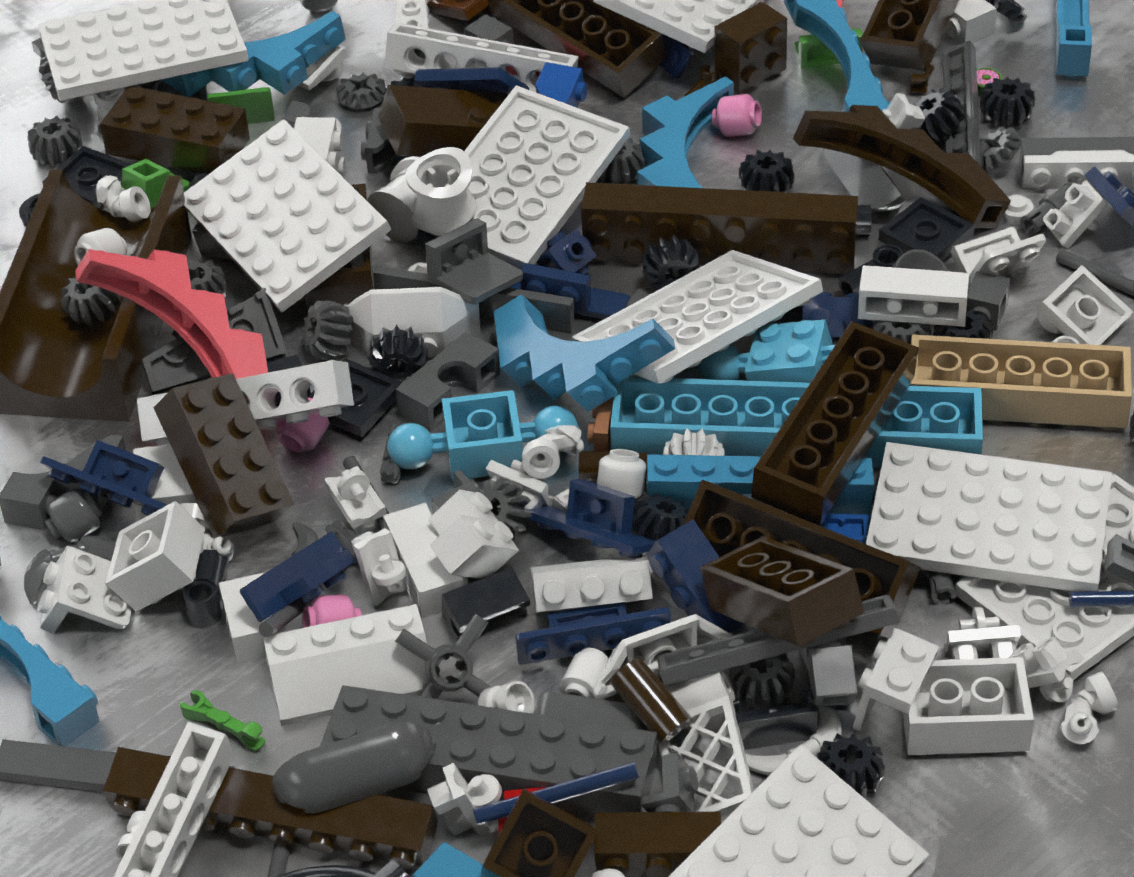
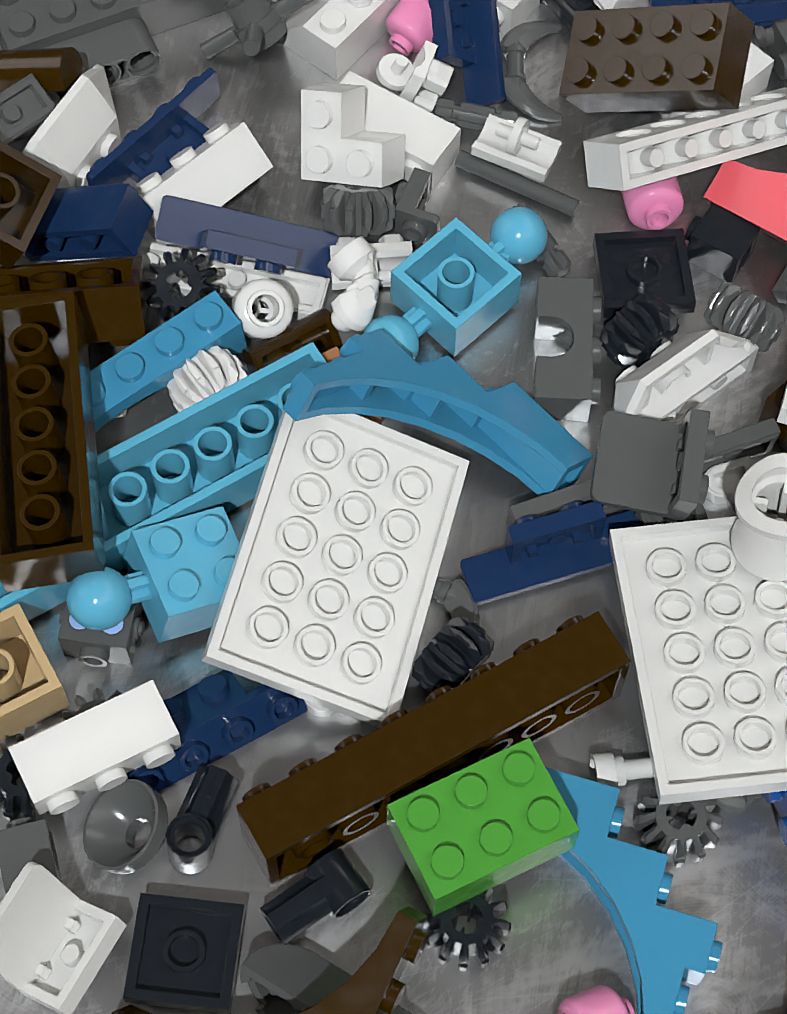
camera: 140 degrees right, 20 degrees up
(484, 597) = (279, 120): black hinge -> none
(510, 696) = (180, 27): white wheel -> none
(568, 253) = (585, 588): dark blue brick -> none
(583, 673) = (133, 98): white brick -> none
(729, 162) = (481, 826): none -> bright green brick

